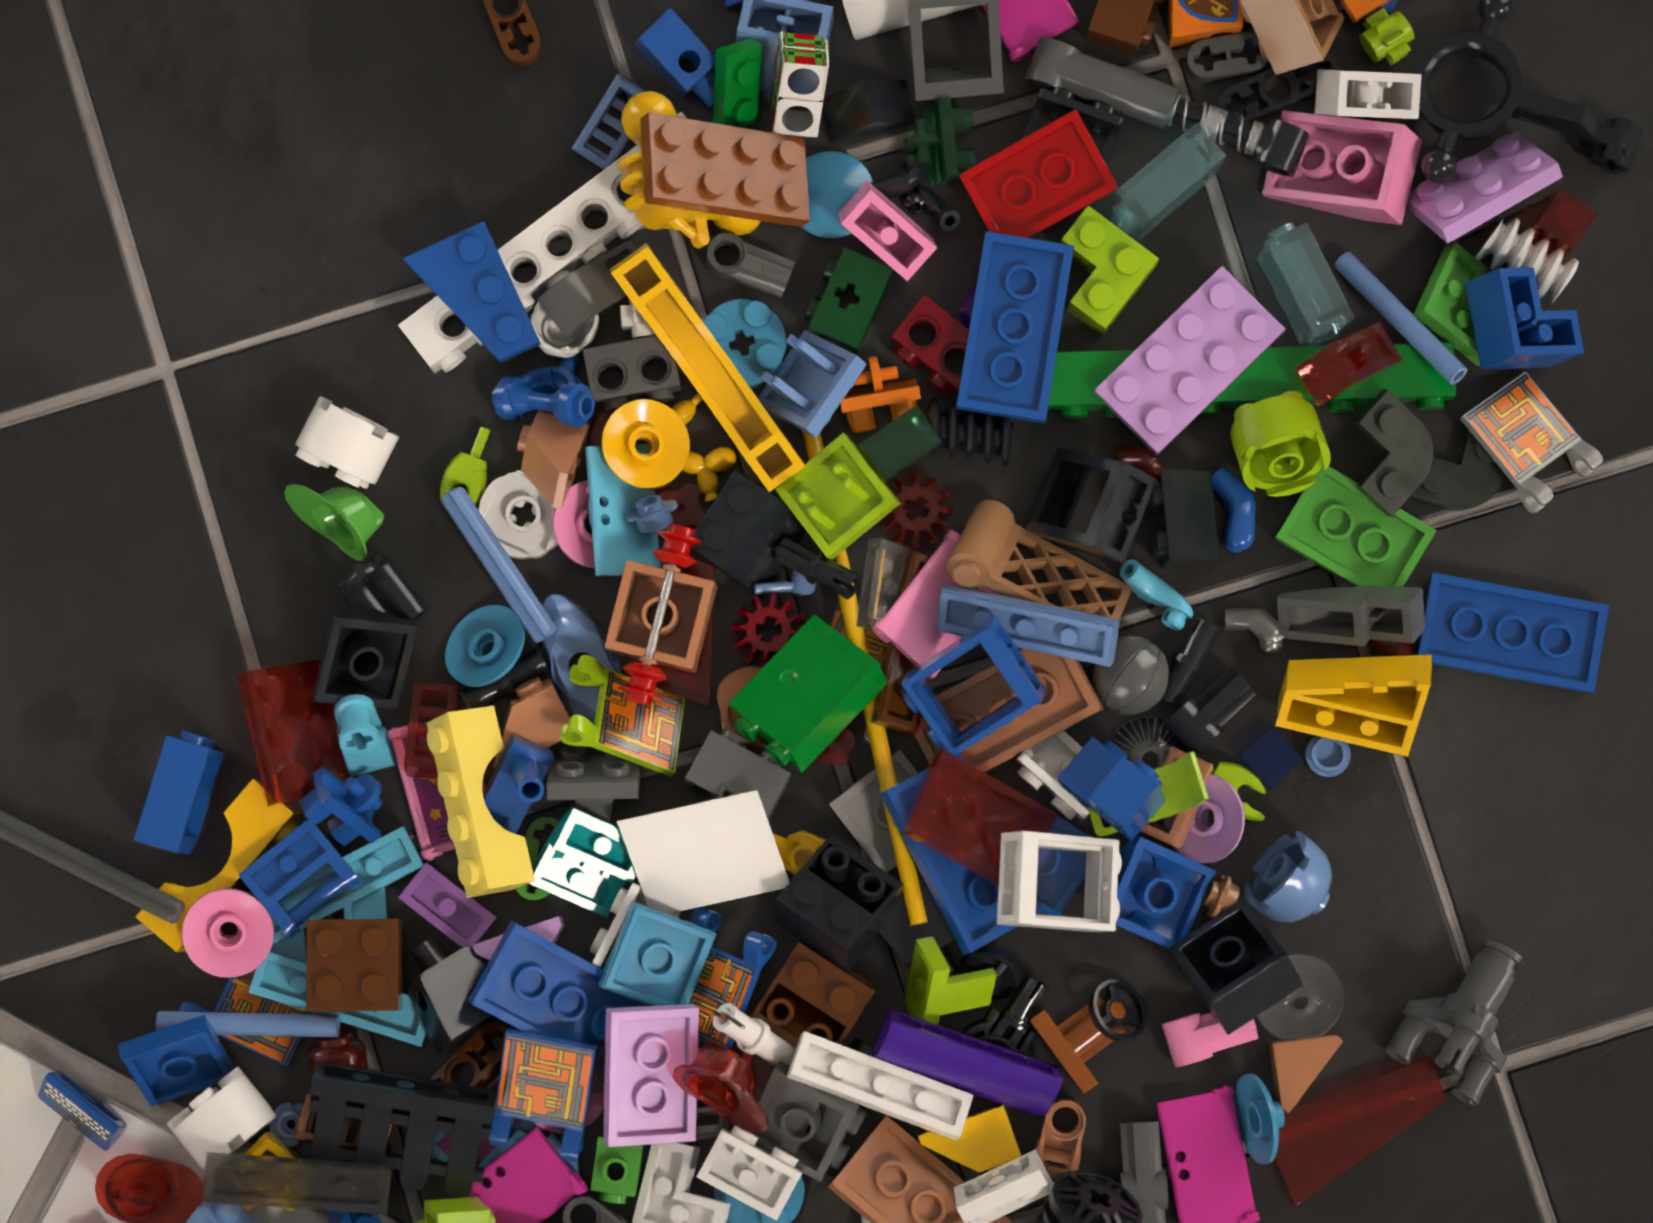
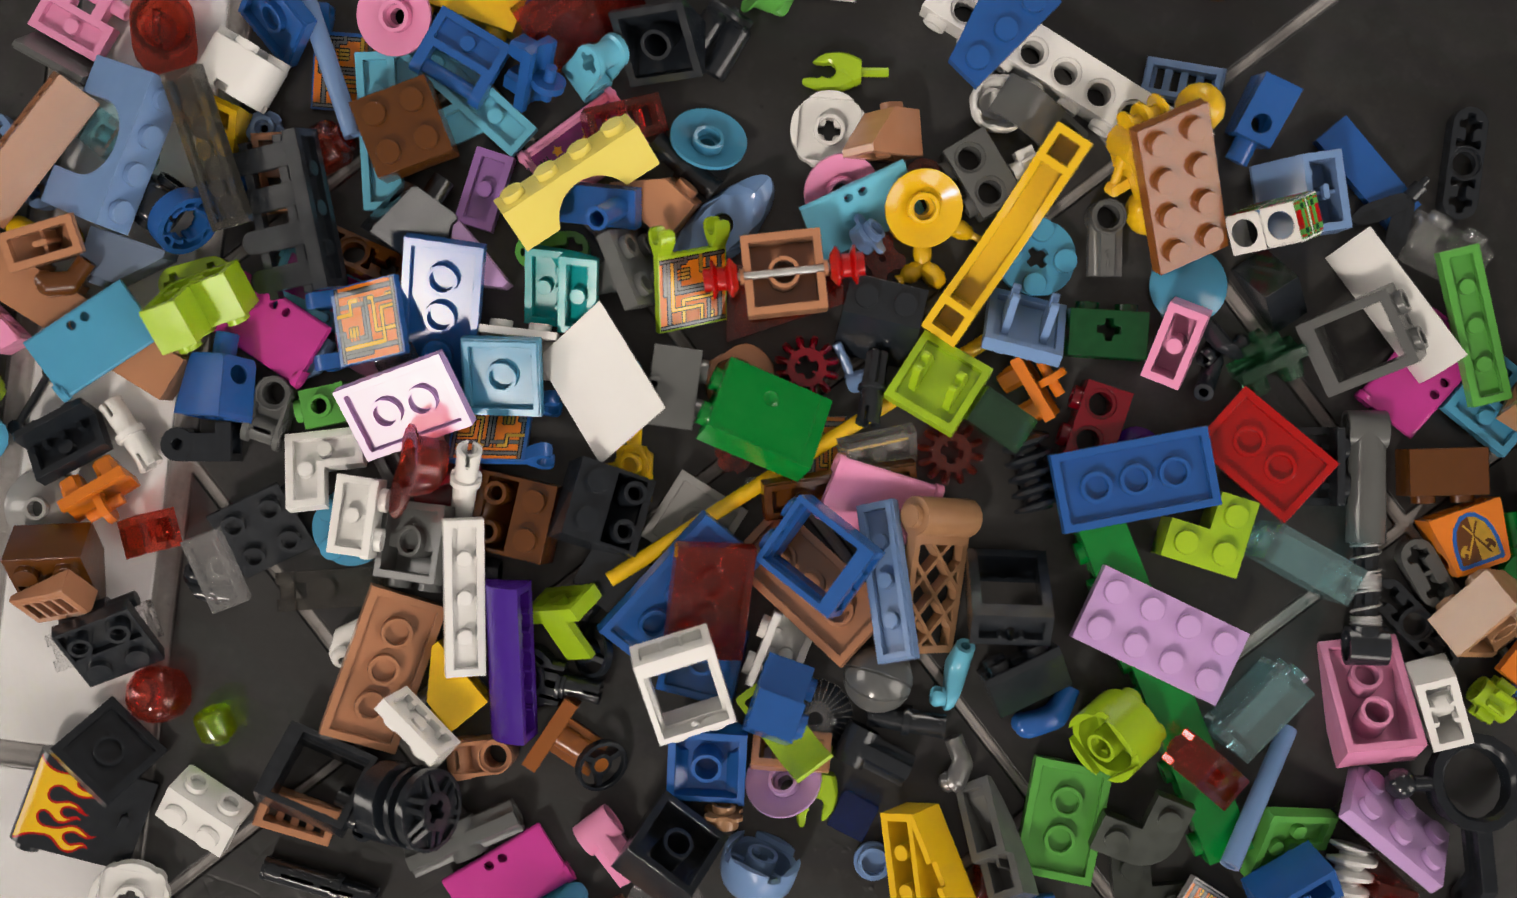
camera: 60 degrees right, 5 degrees up
(498, 564) = (779, 124): medium blue axle -> none
(570, 403) = (934, 132): blue piece -> none
(737, 83) = (1256, 171): green plate -> none
(1140, 458) = (1062, 622): clear red arm -> none

